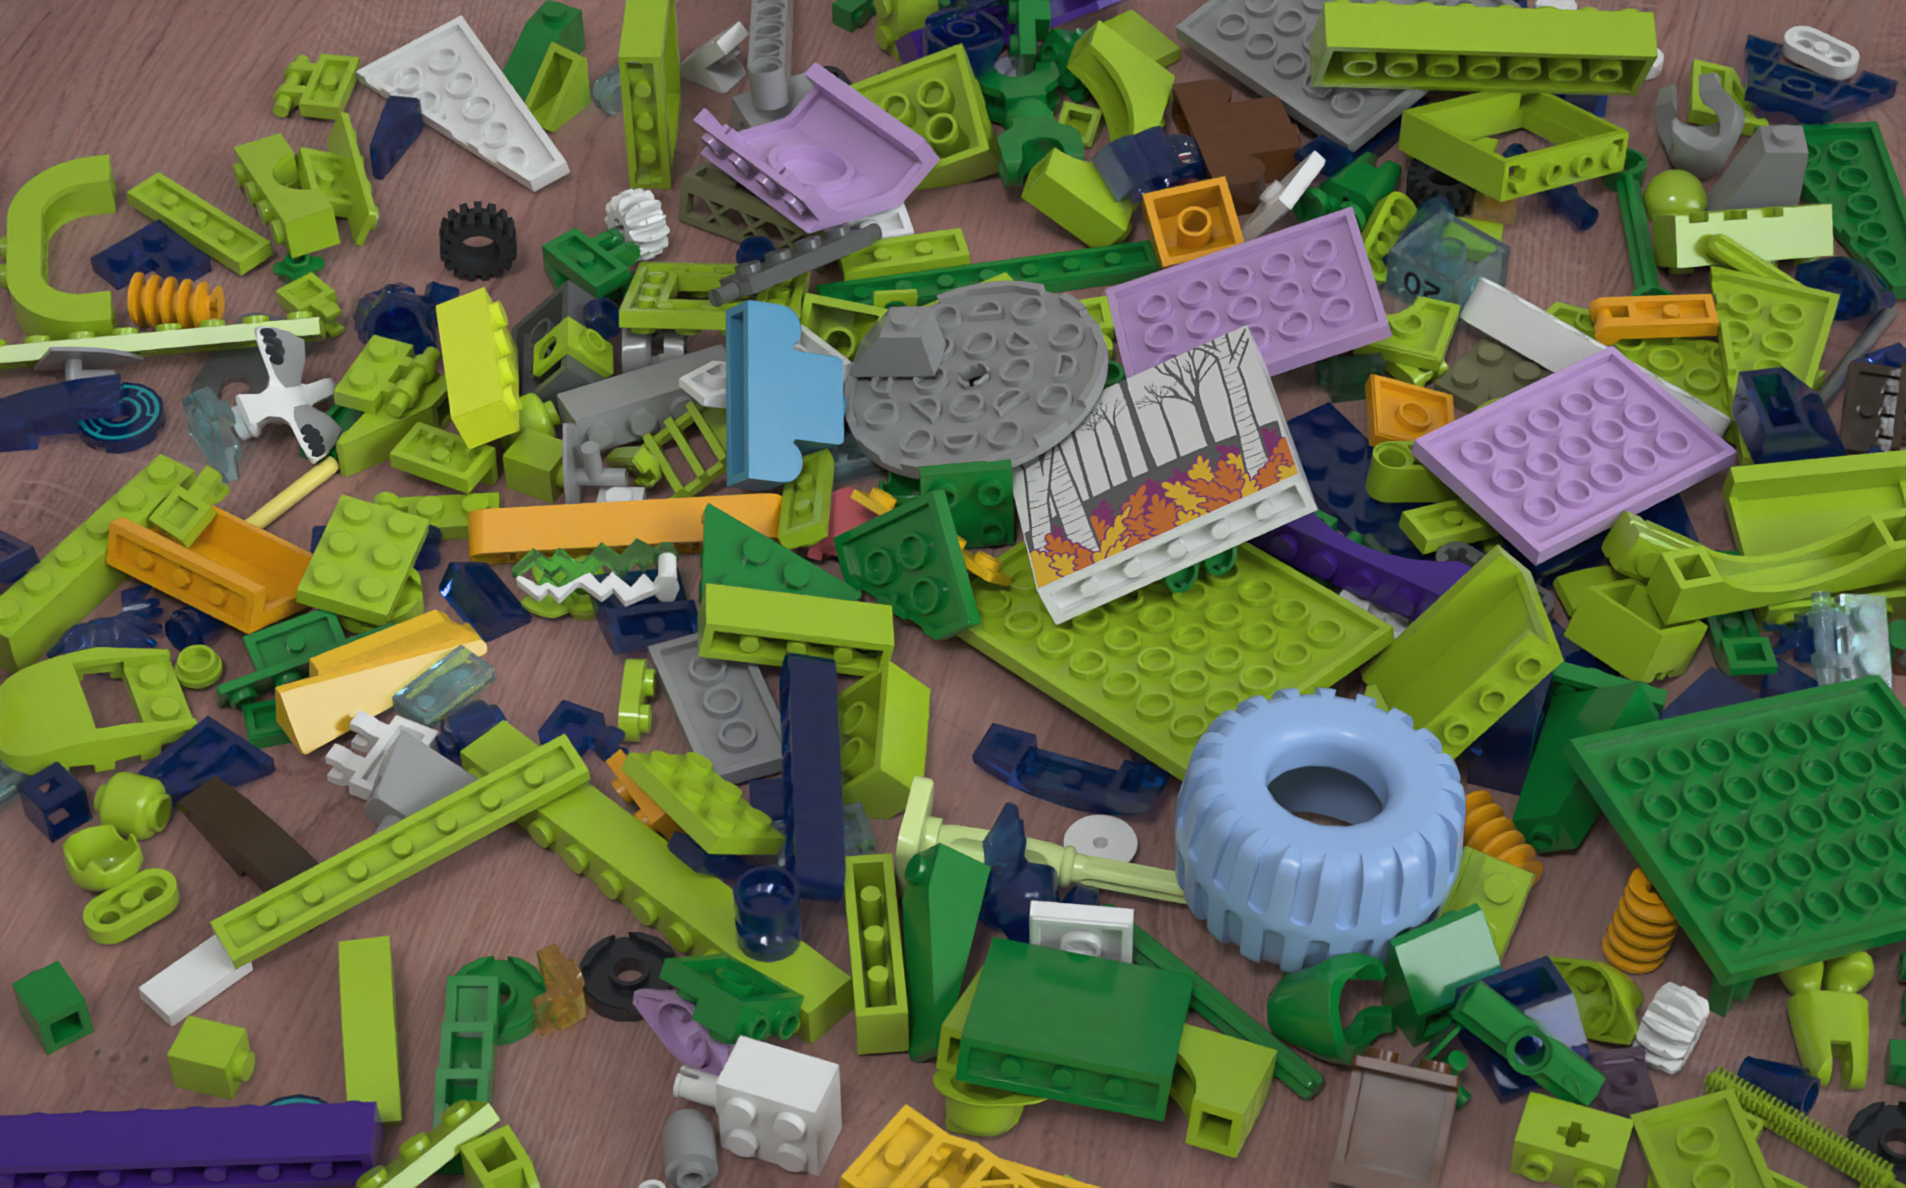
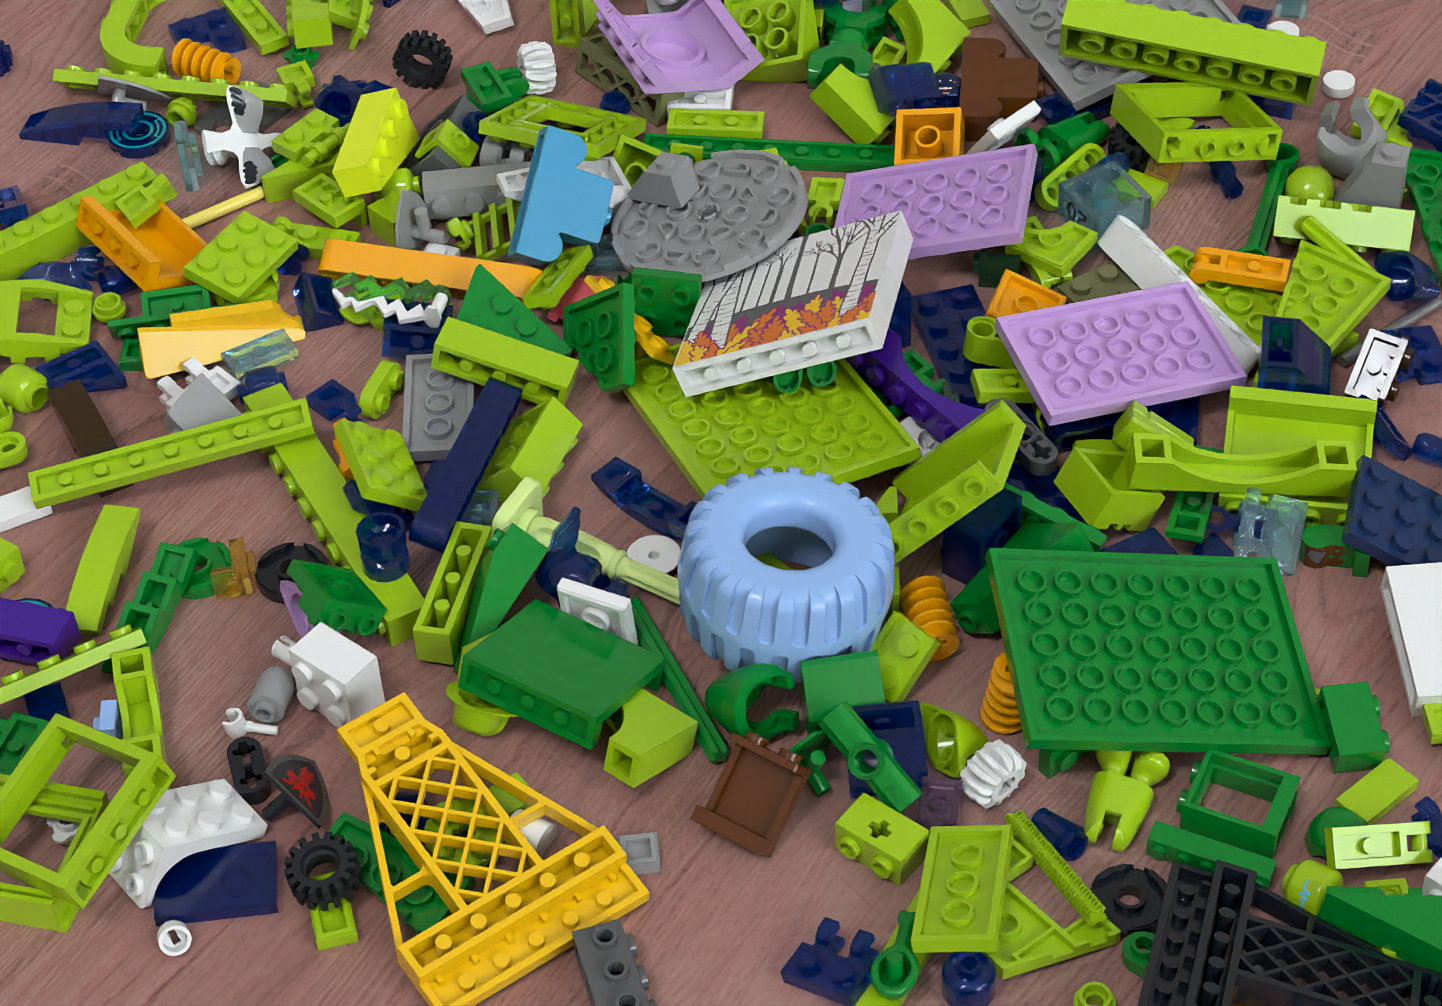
camera: 20 degrees right, 0 degrees up
(170, 377) = (181, 110): none -> lime plate
(785, 264) = (614, 111): dark grey plate -> none

